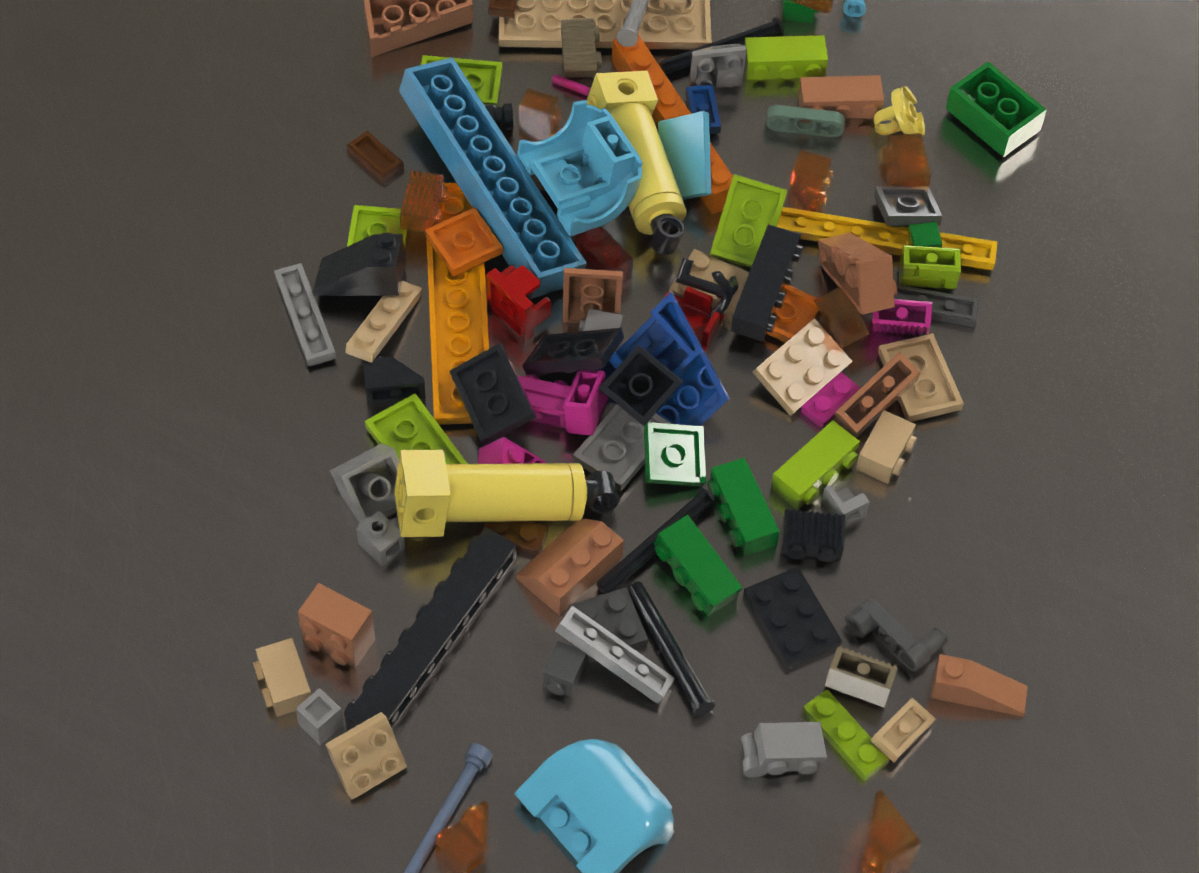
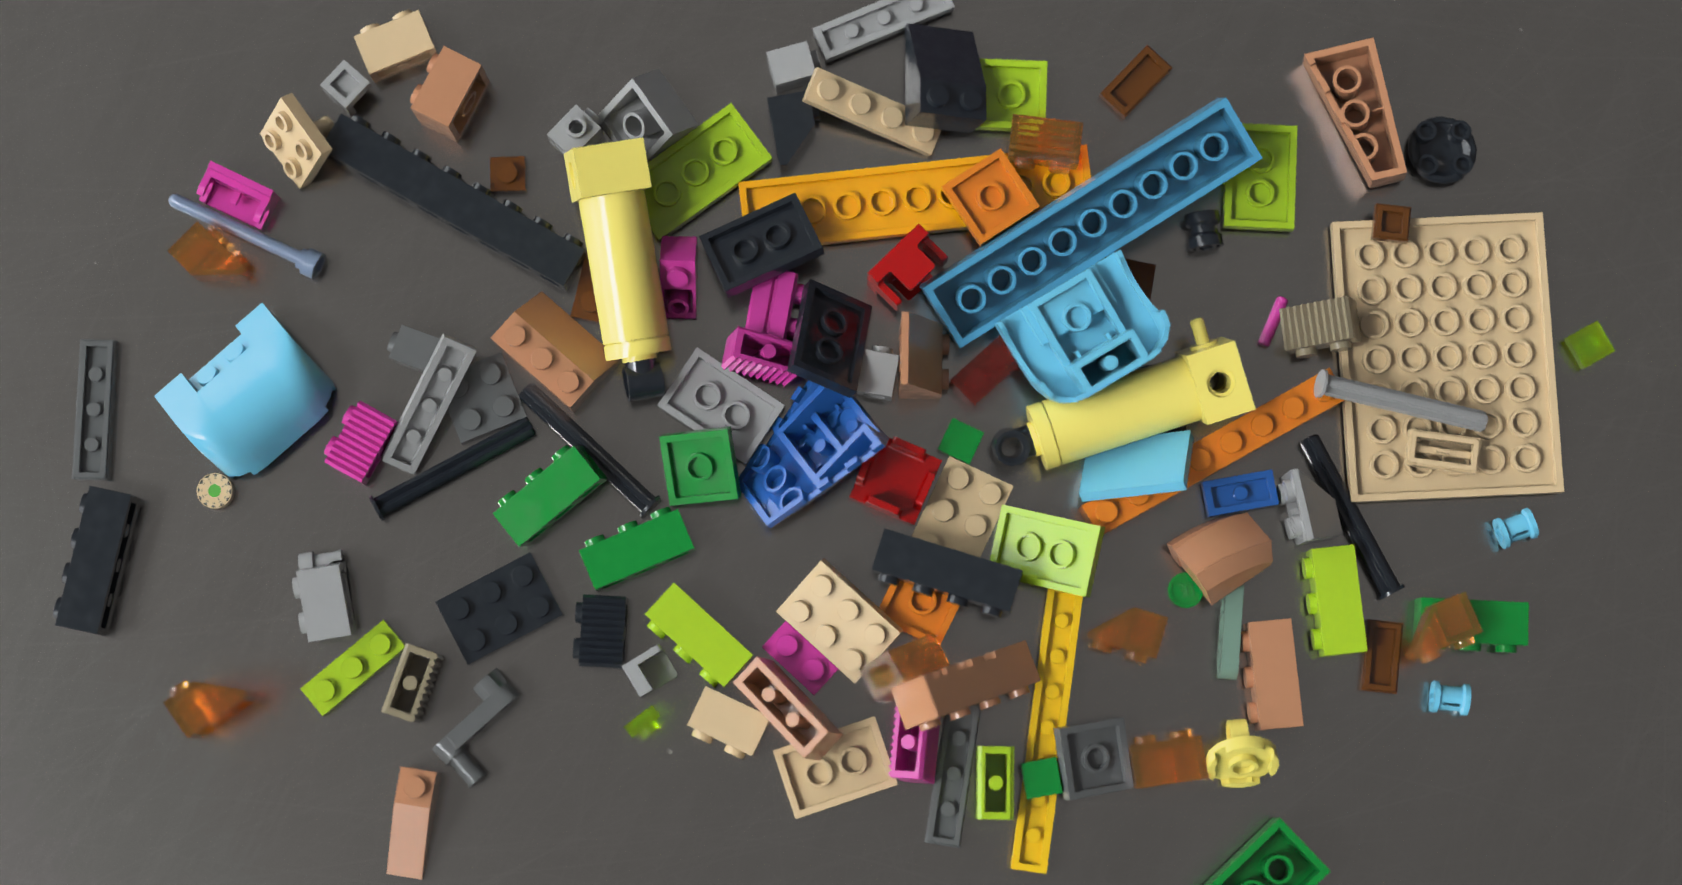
camera: 90 degrees right, 25 degrees up
(338, 377) = (792, 66): none -> light grey brick
(409, 596) = (508, 175): none -> reddish brown plate
(410, 816) = (237, 196): none -> dark pink hinge
(538, 116) = (1191, 279): clear orange brick -> none
(641, 385) = (773, 420): black slope -> none
(645, 716) = (360, 442): none -> dark pink brick
(656, 283) = (960, 441): none -> green tile
(685, 846) = (215, 491): none -> tan tile
(722, 288) = (934, 508): black piece -> none
(751, 117) = (1222, 553): none -> nougat slope
(775, 151) = (1184, 591): none -> green piece
(837, 39) = (1382, 660): none -> reddish brown tile
(888, 508) = (644, 723): none -> clear neon green plate
(902, 730) = (354, 731): tan plate -> none

